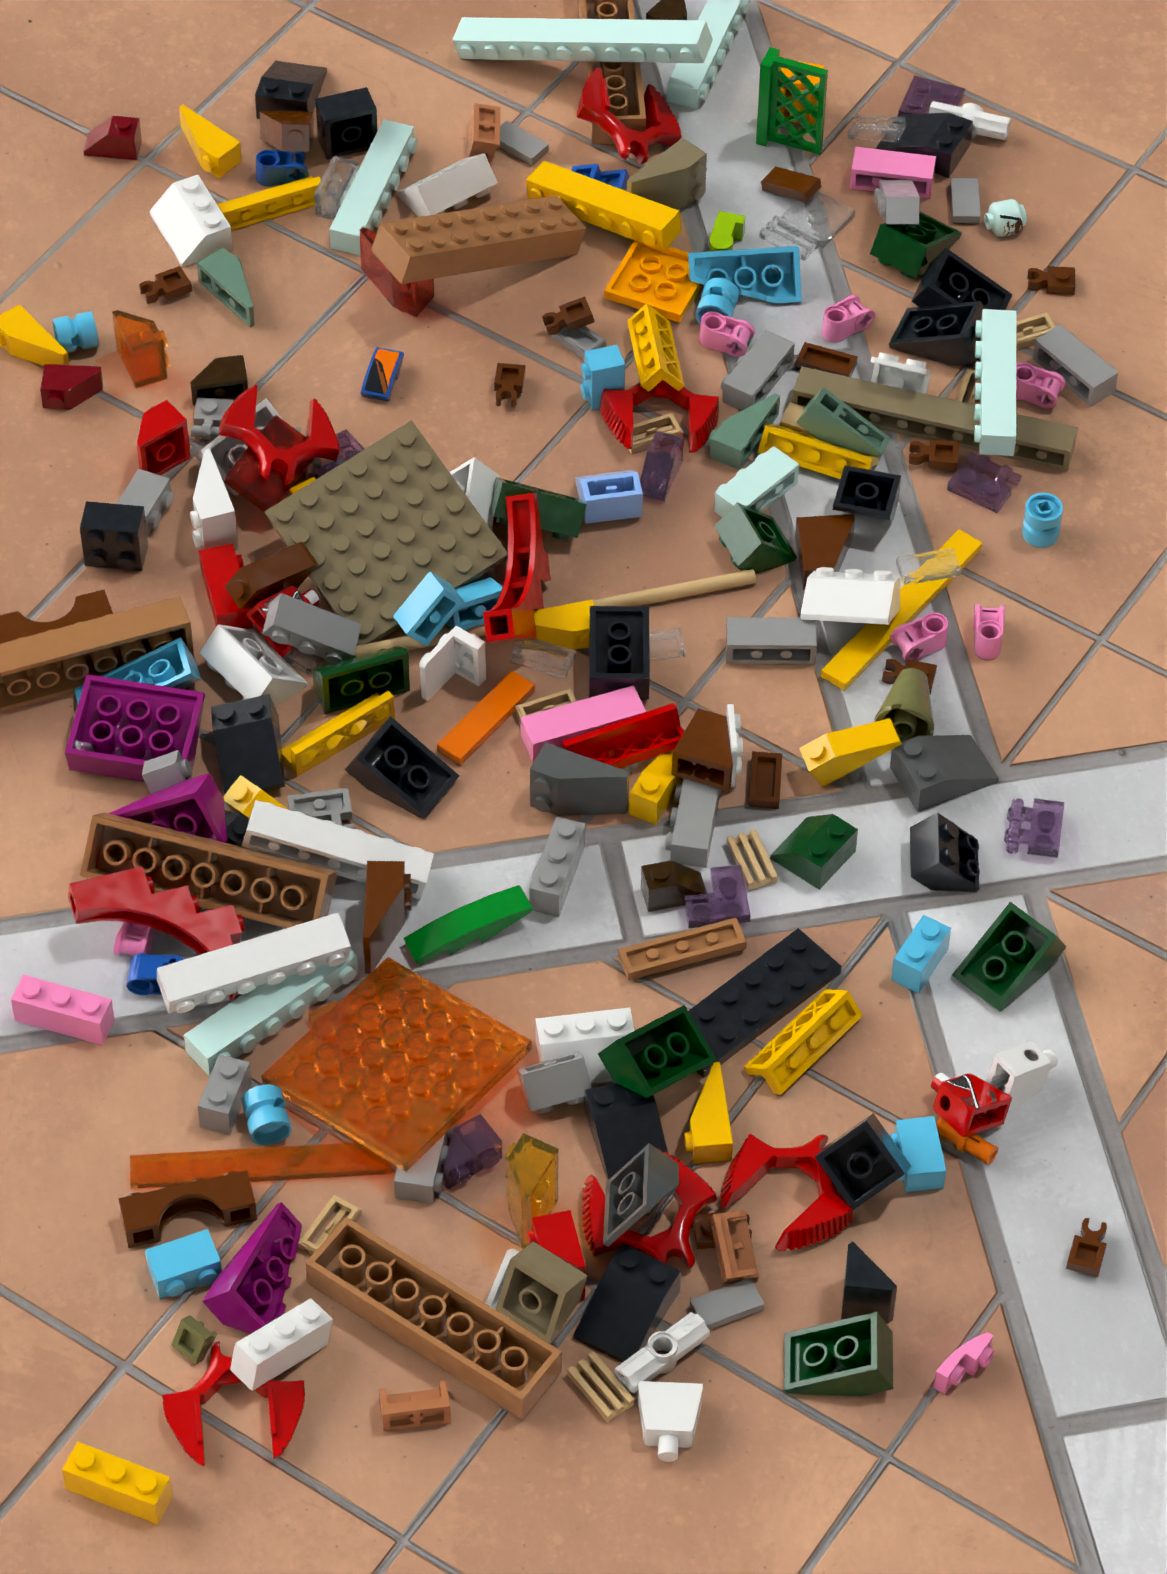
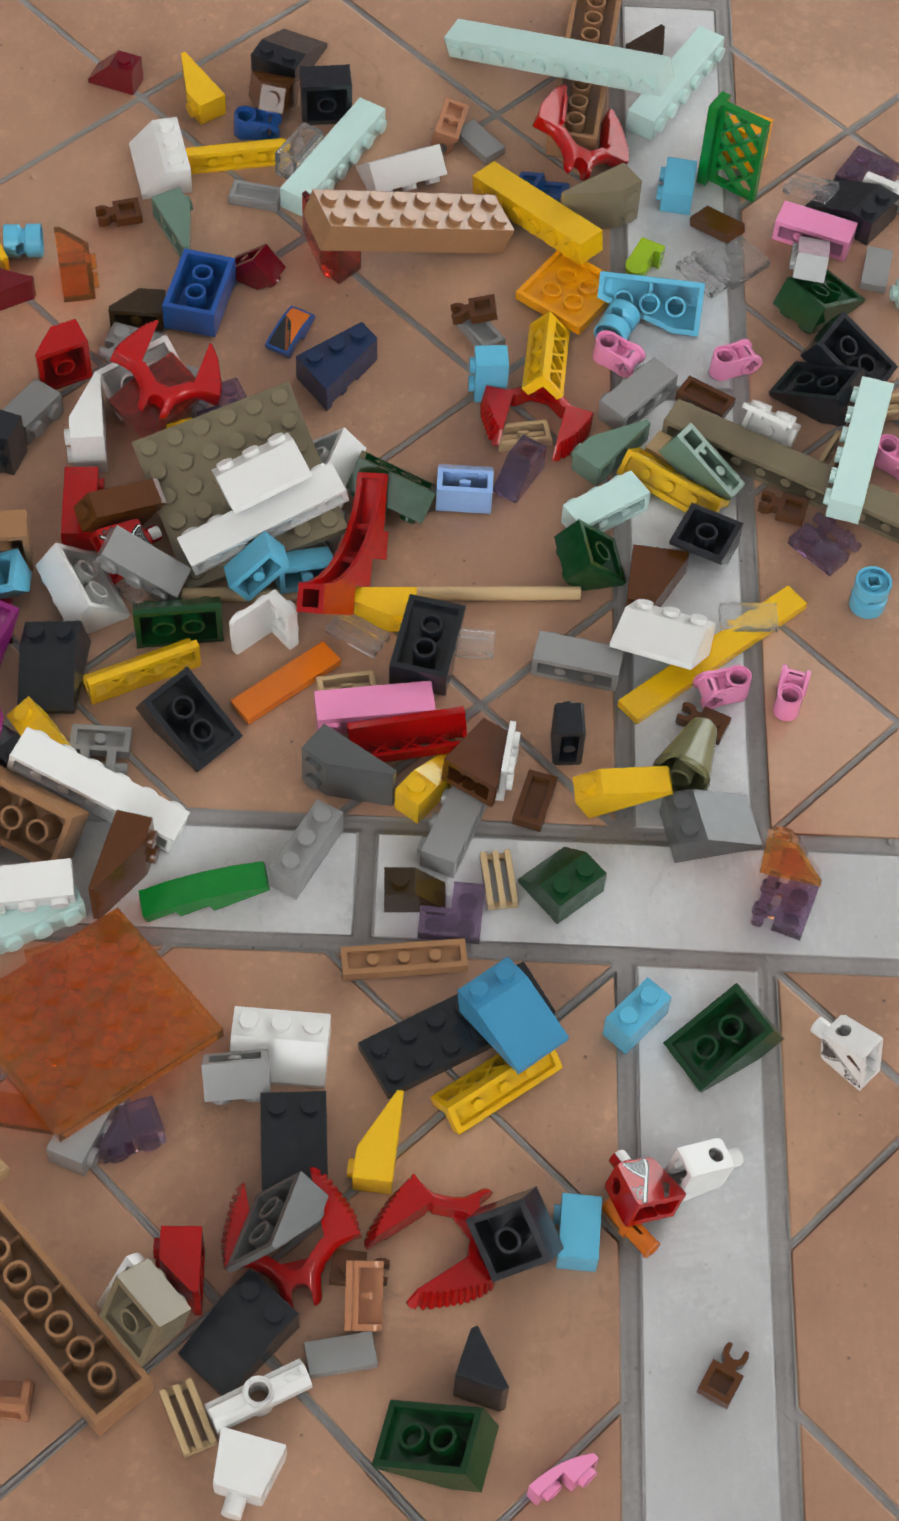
camera: 10 degrees right, 5 degrees up
(279, 351) = (199, 292): none -> blue brick
(301, 241) = (254, 195): none -> light grey tile
(327, 315) = (258, 267): none -> dark red slope
(412, 514) = (261, 472): none -> white slope
(431, 550) = (230, 533): none -> white brick
(441, 396) = (336, 363): none -> dark blue wedge
(509, 382) = (403, 361): reddish brown plate -> none
(531, 1182) = (175, 1185): clear yellow slope -> none
(658, 1054) = (342, 1073): dark green slope -> none
(739, 150) = (677, 186): none -> medium azure brick
(783, 709) = (568, 733): none -> black brick
(803, 973) = (511, 1015): none -> dark azure slope
(944, 855) = (686, 916): black slope -> none
(1027, 780) = (788, 858): none -> clear orange slope
(1131, 942) = (849, 1049): none -> white torso

